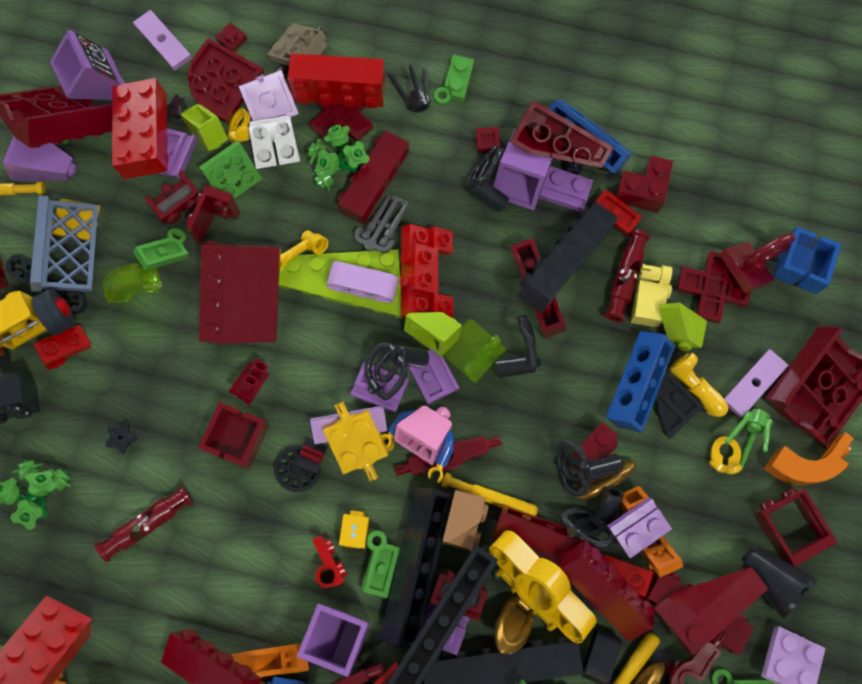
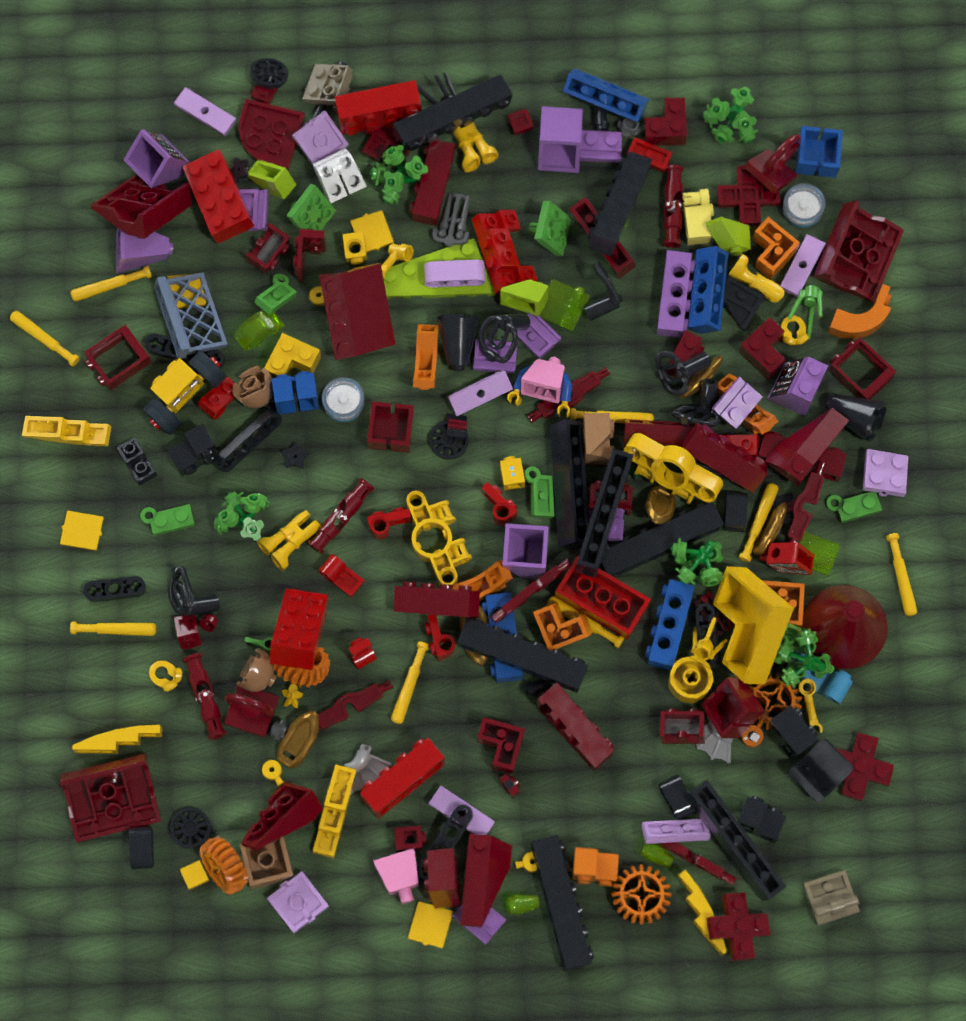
camera: 15 degrees left, 0 degrees up
(75, 406) = (269, 419): none -> black beam
(83, 531) = (292, 535): none -> yellow piece
(101, 348) = (254, 388): none -> medium nougat cylinder
(119, 596) = (341, 576): none -> red plate
(134, 364) = (284, 390): none -> blue piece
(152, 320) = (292, 353): none -> yellow brick
(194, 388) = (343, 399): none -> clear piece
(208, 543) = (396, 517): none -> red plate
(240, 20) = (269, 73): none -> black wheel
(241, 133) = (308, 174): yellow piece -> none
(250, 381) = (388, 380): dark red hips -> none
(256, 608) = (428, 517): none -> yellow piece
(263, 214) = (355, 239): none -> yellow brick
(292, 212) = (374, 229): none -> yellow piece
(301, 368) = (426, 356): none -> orange arch
(343, 356) = (457, 338): none -> black cone
(356, 441) = (491, 403): yellow plate -> none
(415, 108) = (452, 113): none -> black brick
(426, 141) = (467, 138): none -> yellow piece
(456, 81) = (476, 69): bright green hinge -> none
(480, 187) = (528, 164): black piece -> none
(485, 262) = (551, 228): none -> bright green plate
(552, 136) = (576, 105): dark red wedge -> none
(583, 406) = (667, 324): none -> medium lavender brick
(602, 177) = (628, 127): none -> dark grey plate
(681, 468) = (759, 348): none -> dark red brick
(718, 524) = (798, 384): none -> medium lavender slope
(724, 194) = (737, 117): none -> bright green plant
(733, 351) = (778, 247): none -> orange brick
(774, 315) = (803, 205): none -> clear piece

